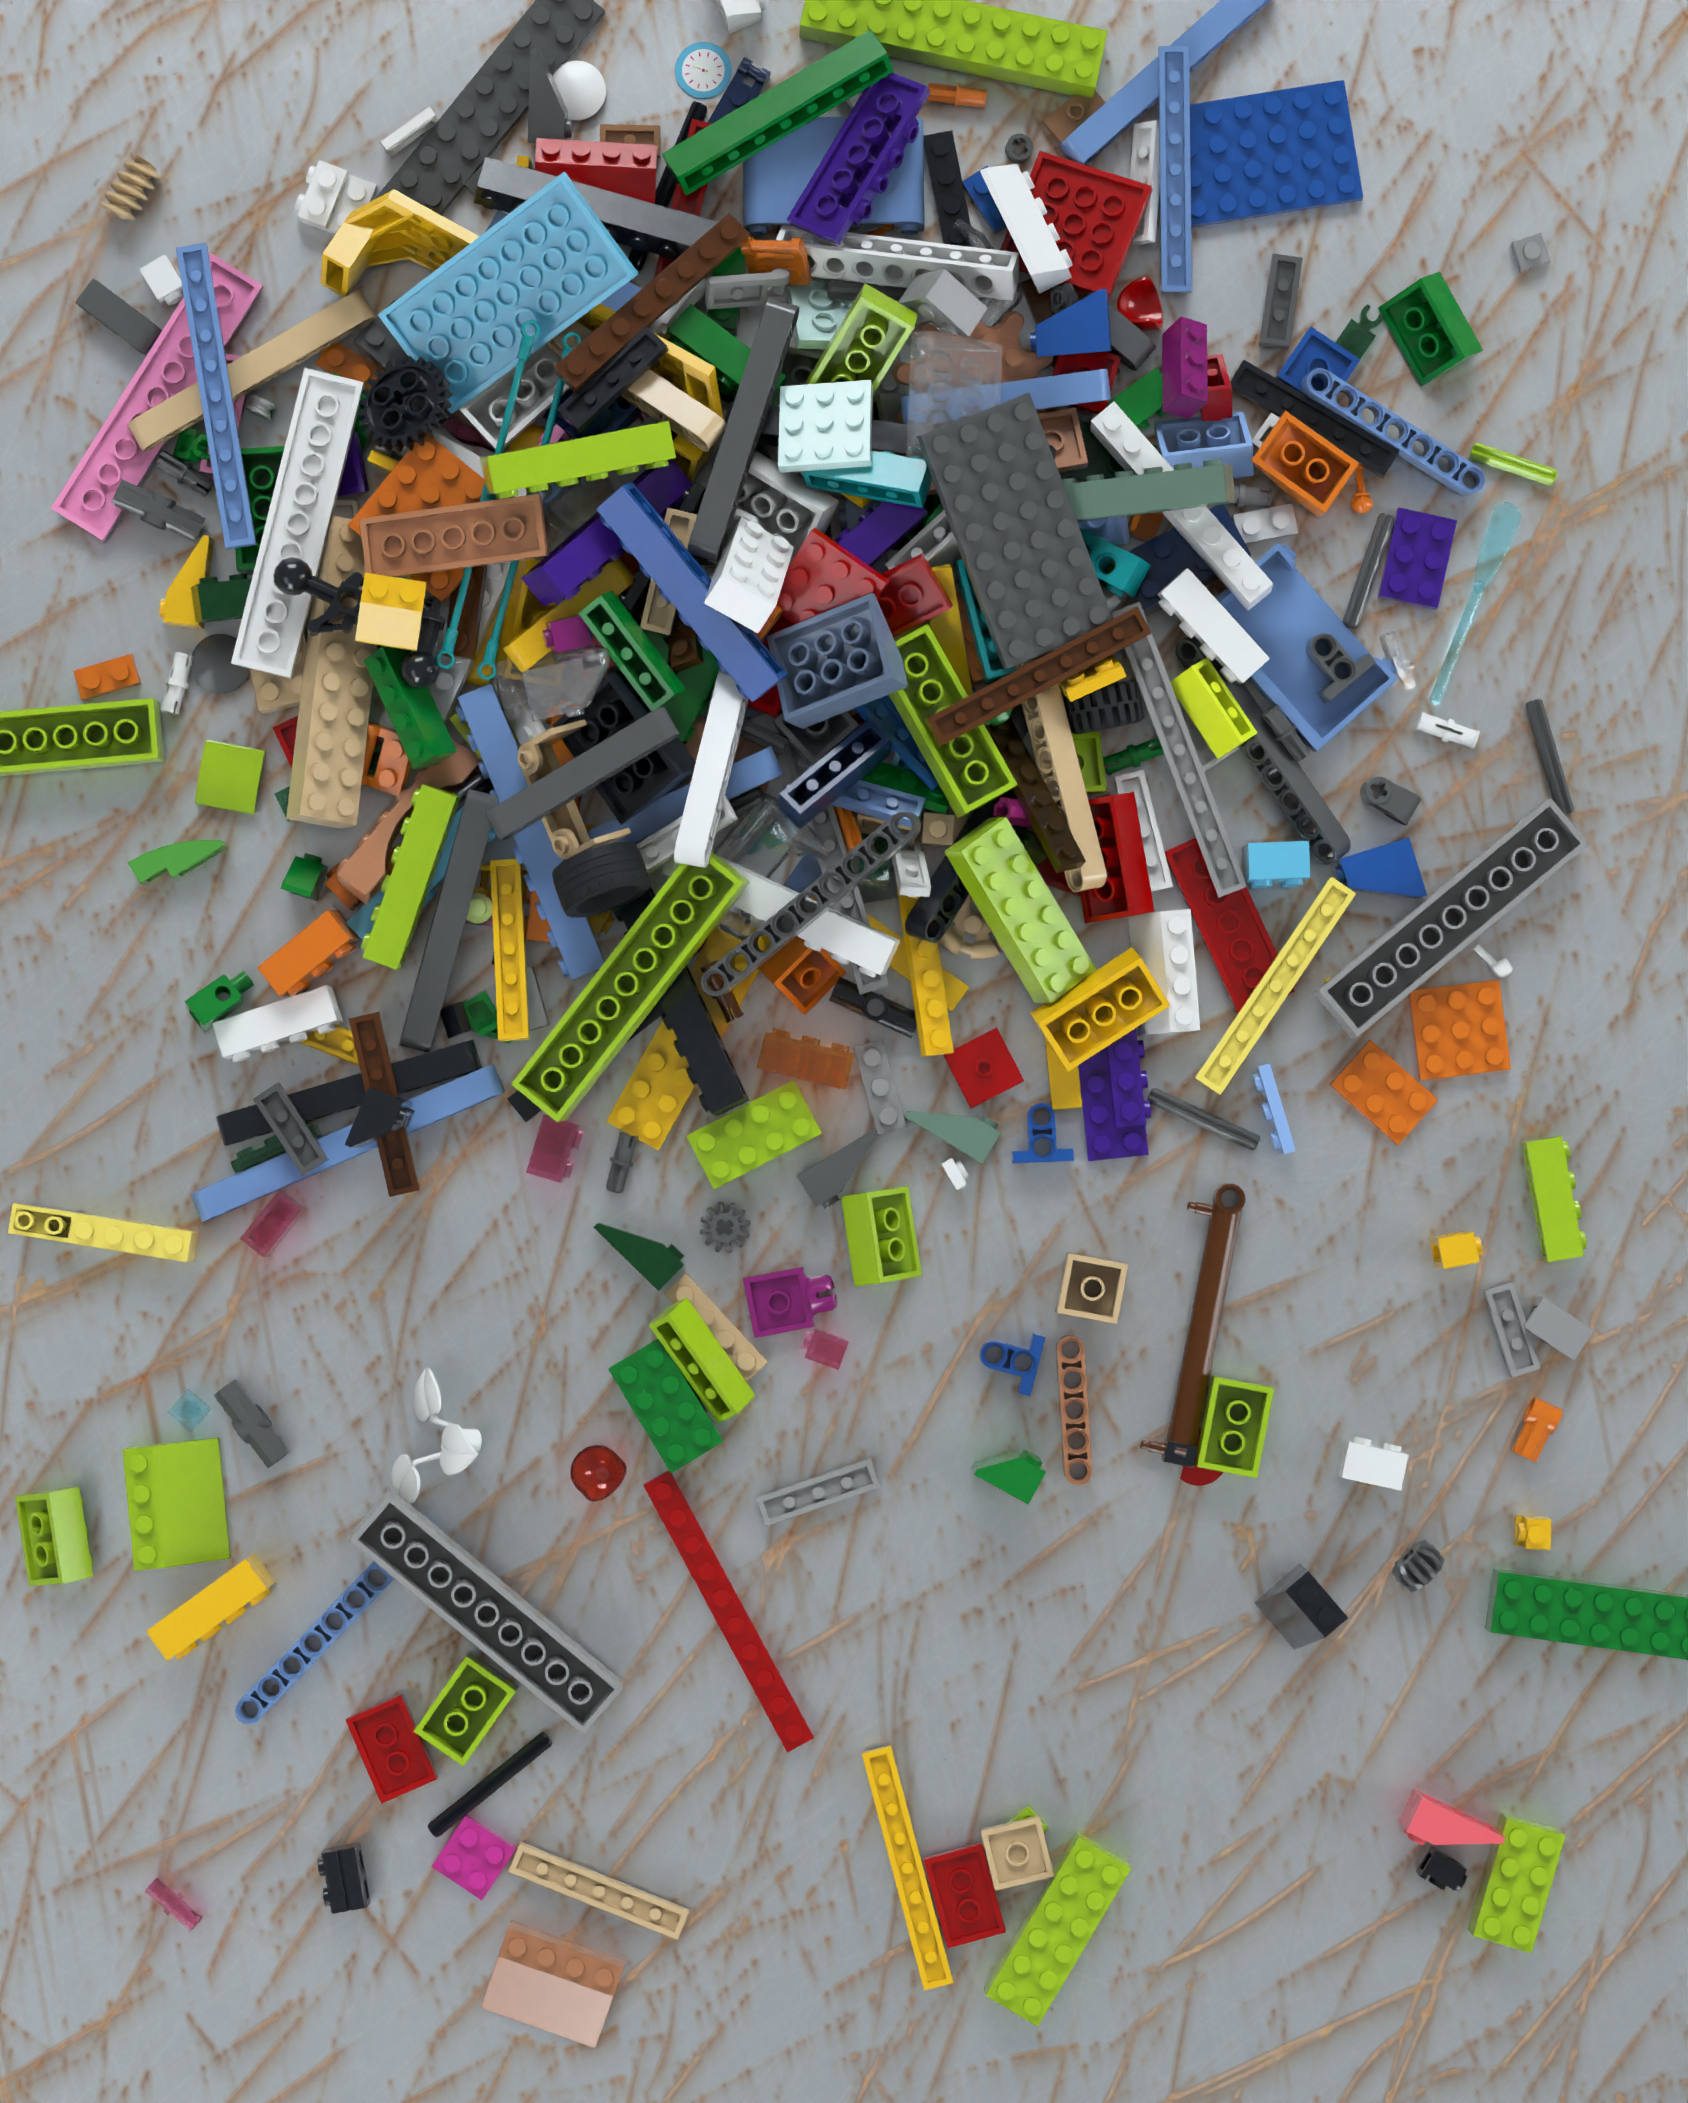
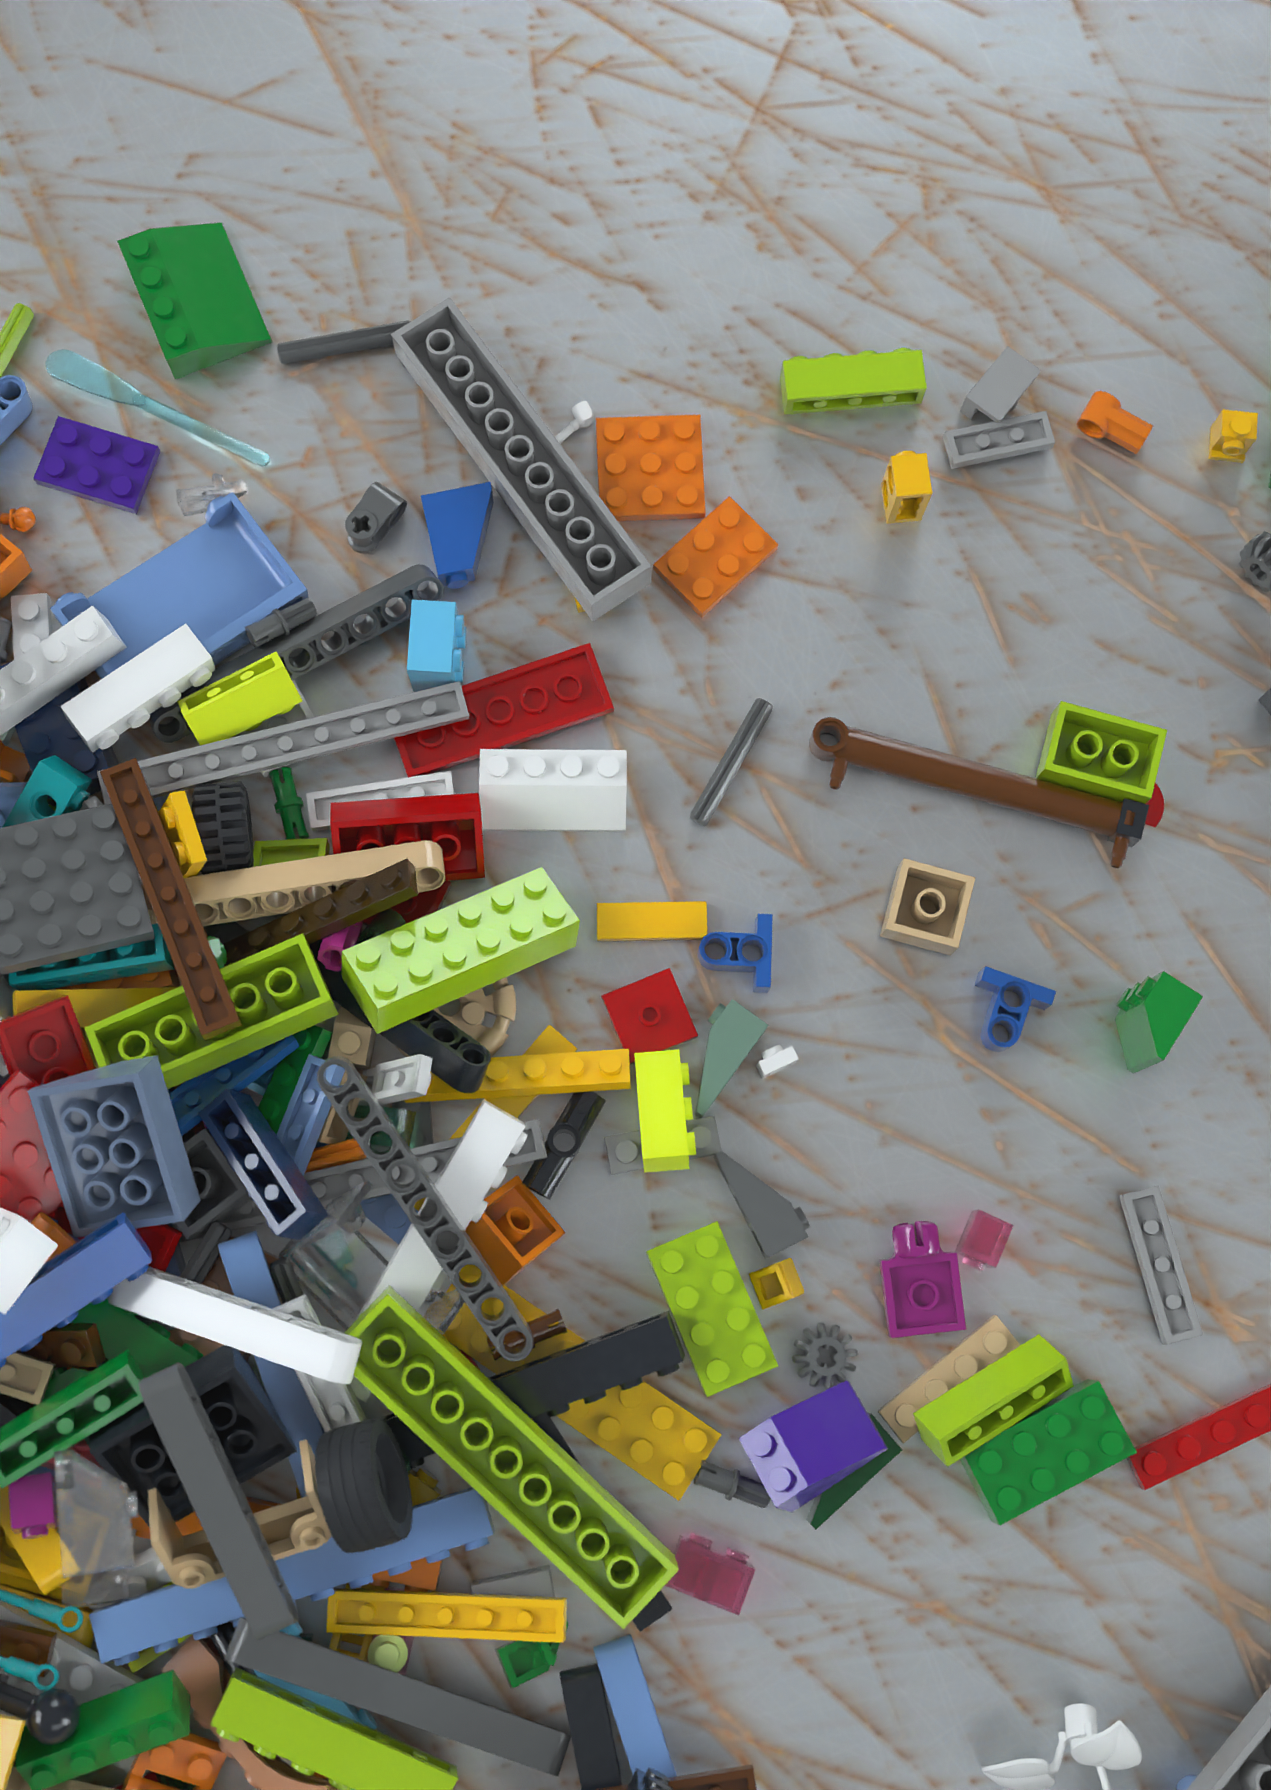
camera: 90 degrees left, 10 degrees down
(455, 1020) = (531, 1695): black tile -> none
(597, 1472) = (1129, 1551): clear red helmet -> none
(655, 1220) = (812, 1446): none -> dark purple slope
(778, 1186) = (776, 1283): none -> yellow slope
(805, 1059) = (622, 1233): clear orange brick -> none
(881, 1236) = (848, 1159): lime slope -> none
(906, 1084) = (664, 1111): none -> neon yellow brick
(1080, 1423) = (1087, 934): nougat beam -> none
(1100, 1009) = (591, 864): yellow slope -> none
(1114, 1100) = (663, 863): dark purple plate -> none
(1273, 1109) = (726, 678): light blue plate -> none
(1275, 985) = (581, 661): light yellow plate -> none
(1327, 663) = (205, 570): dark grey tile -> none
(1368, 570) = (103, 519): dark grey axle -> none
(1373, 1464) = (1148, 603): white brick -> none
(1430, 724) = (301, 447): white pin -> none
(1579, 622) = (194, 295): none -> green slope

